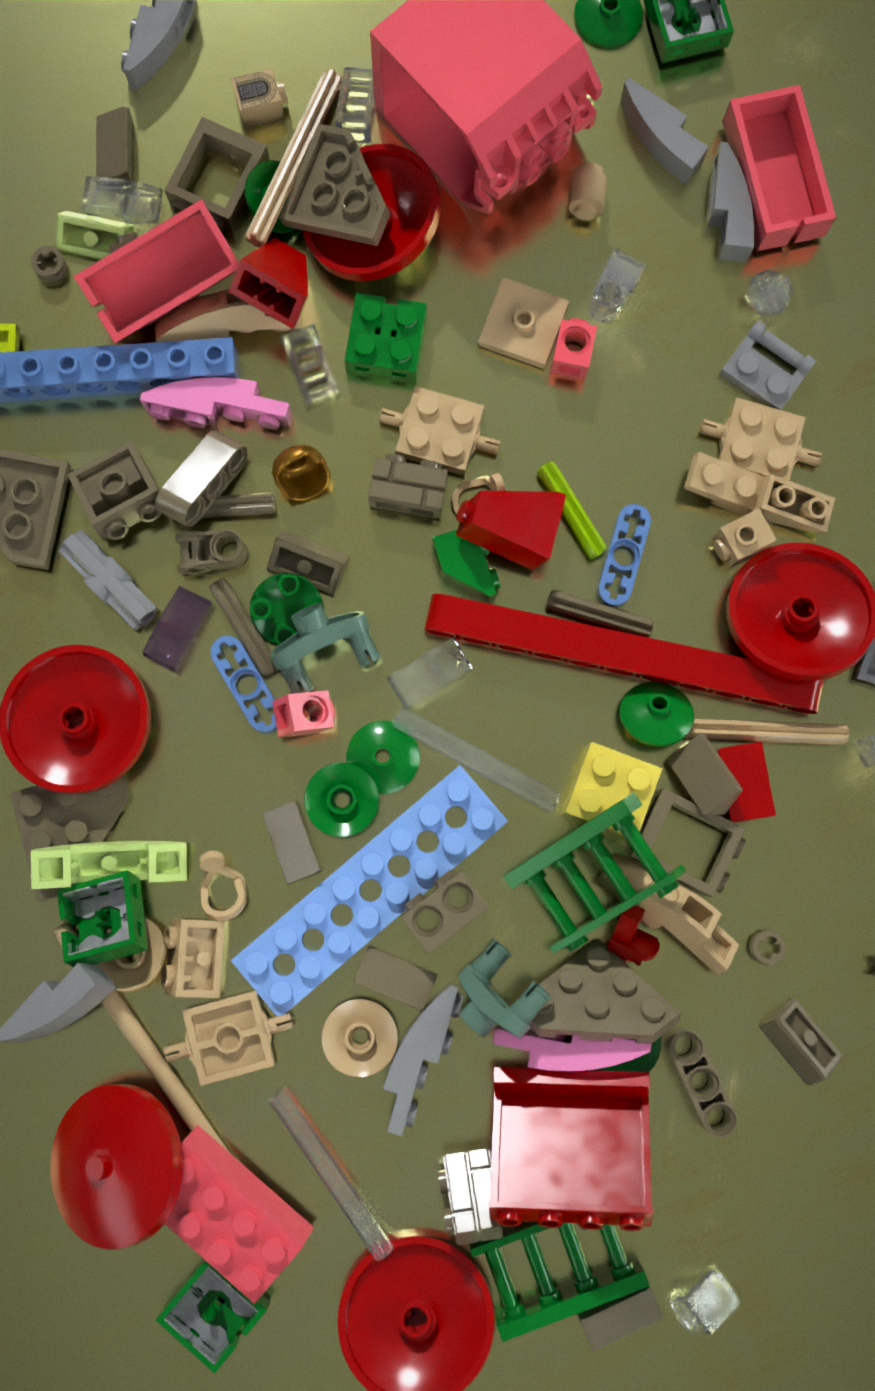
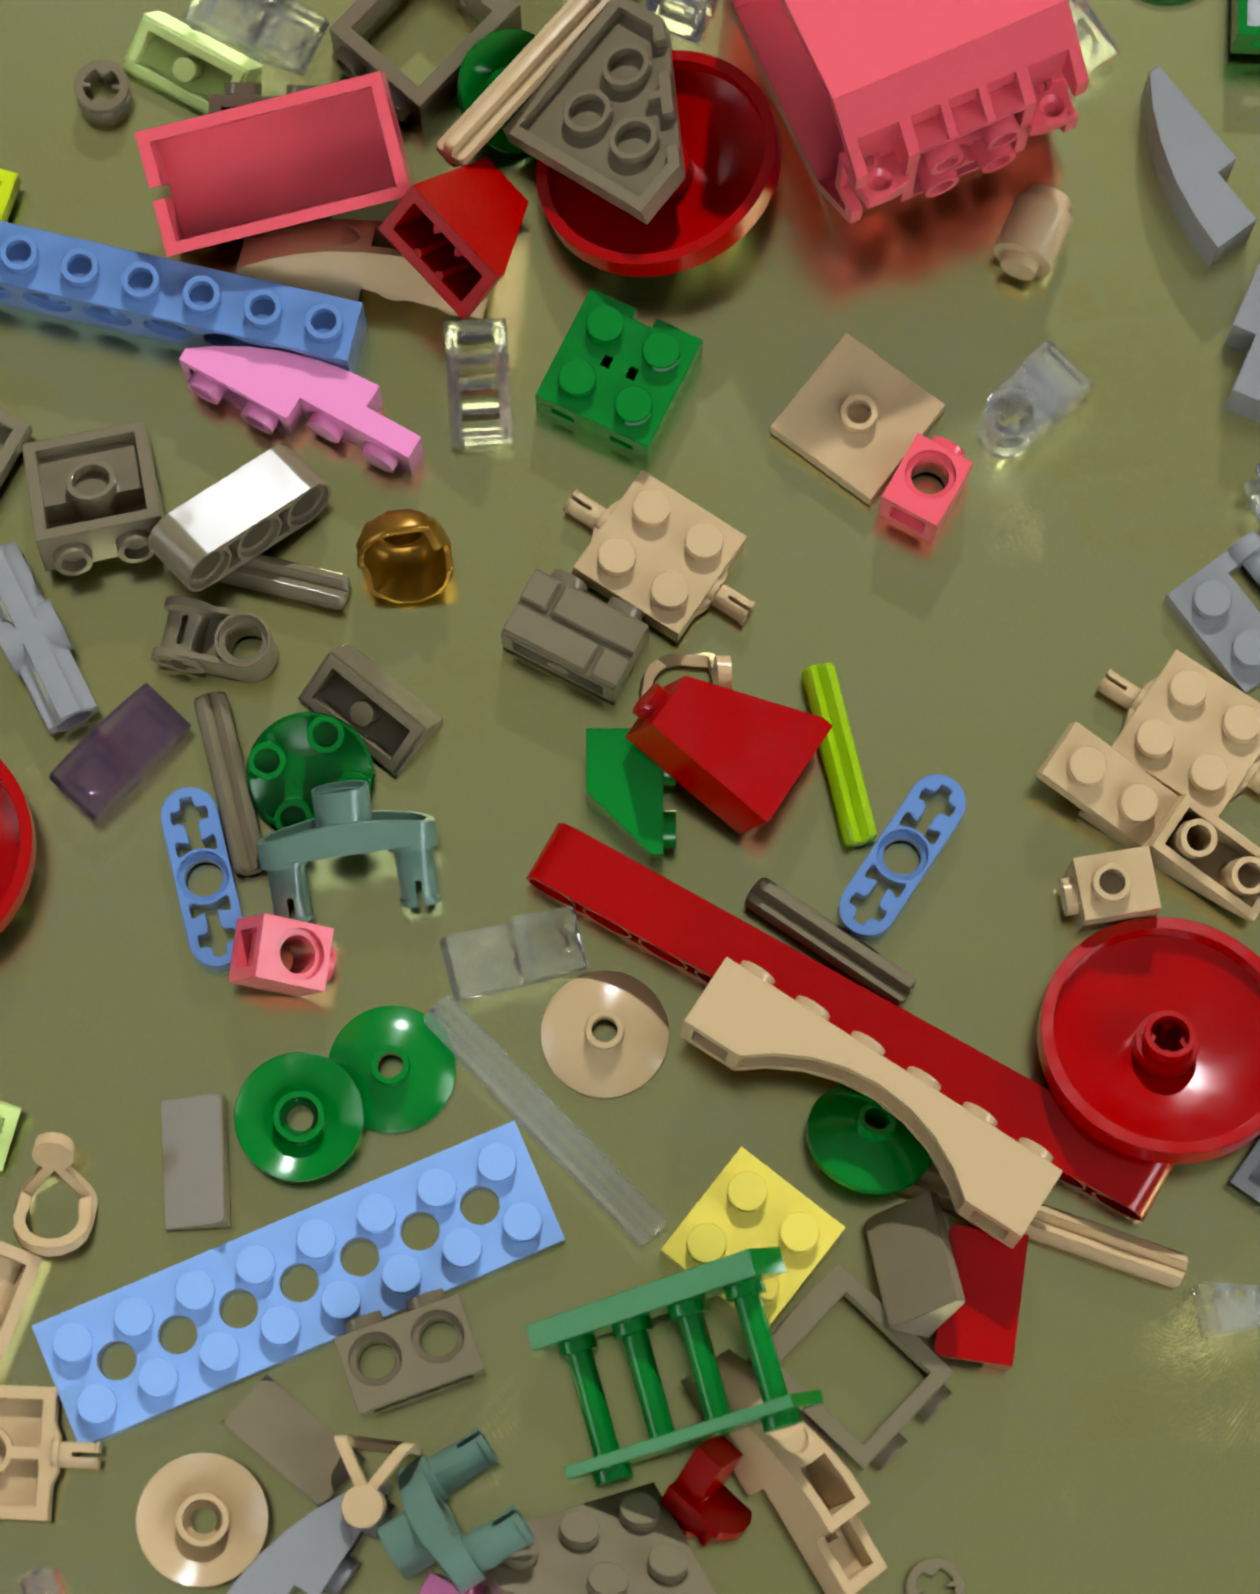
camera: 20 degrees right, 5 degrees down
(447, 1003) = (365, 1503): none -> tan piece
(487, 720) = (613, 1066): none -> tan dish
(731, 715) = (986, 1172): none -> tan arch

